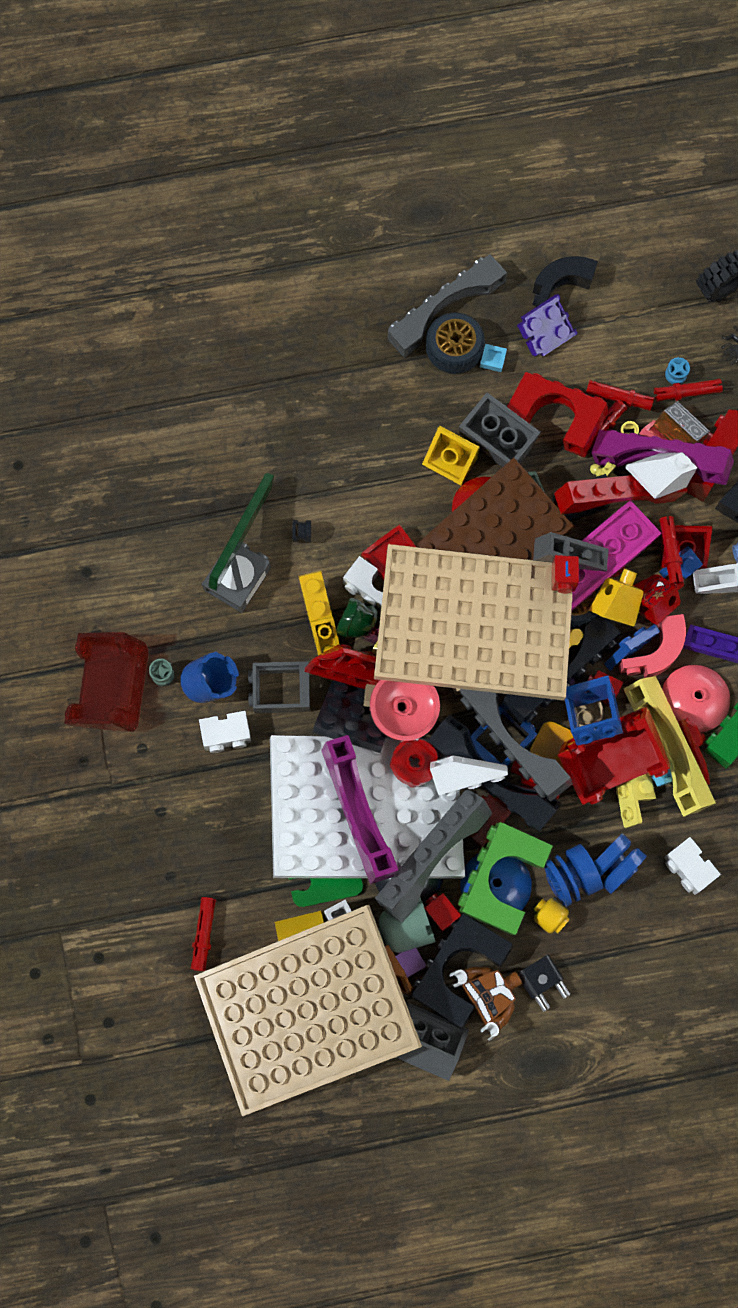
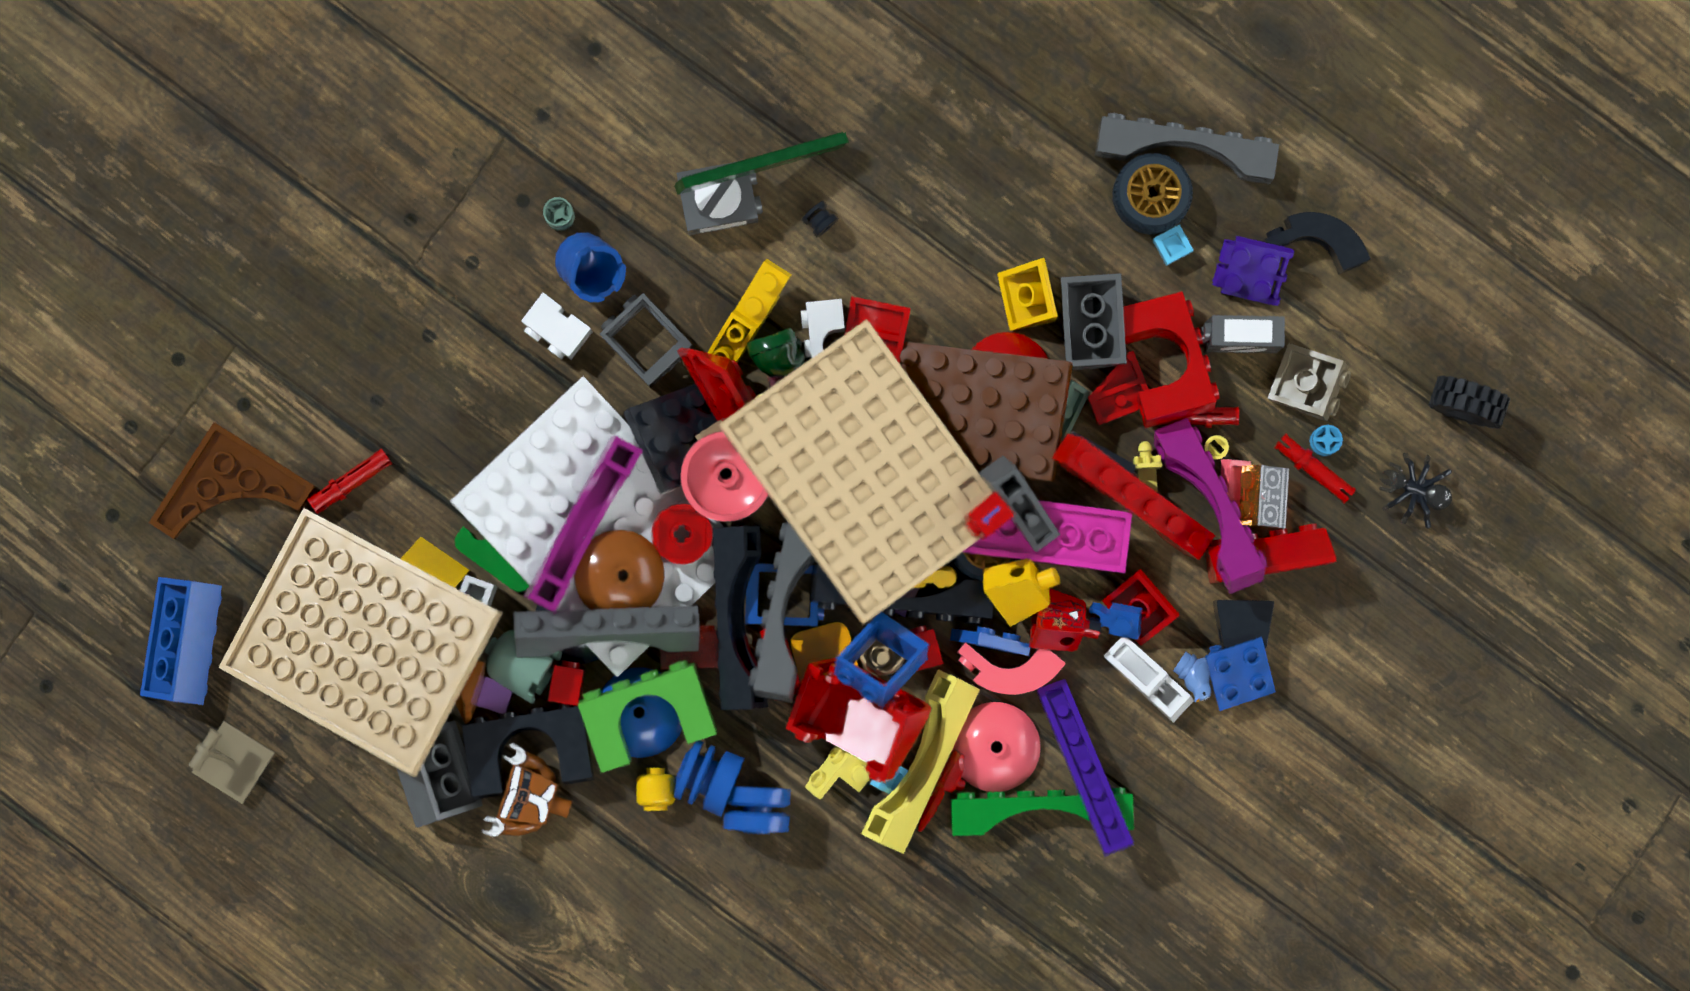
camera: 45 degrees right, 10 degrees up
(110, 682) = (504, 175): clear red windscreen -> none
(127, 1004) = (225, 471): none -> reddish brown plate
(204, 1125) = (181, 640): none -> blue slope
(307, 1160) = (231, 761): none -> dark tan plate
(398, 830) = (603, 559): none -> dark orange dish
(460, 772) = (705, 586): white slope -> none
(541, 977) = (588, 830): black piece -> none
(550, 456) = (1118, 392): none -> red wing
(580, 358) = (1243, 334): none -> dark grey brick
(613, 393) = (1244, 399): red pin -> none
(637, 351) = (1309, 382): none -> dark tan plate
(663, 473) = (1185, 520): white slope -> none
(672, 561) = (1114, 598): red pin -> none
(691, 867) = (818, 890): white brick -> none

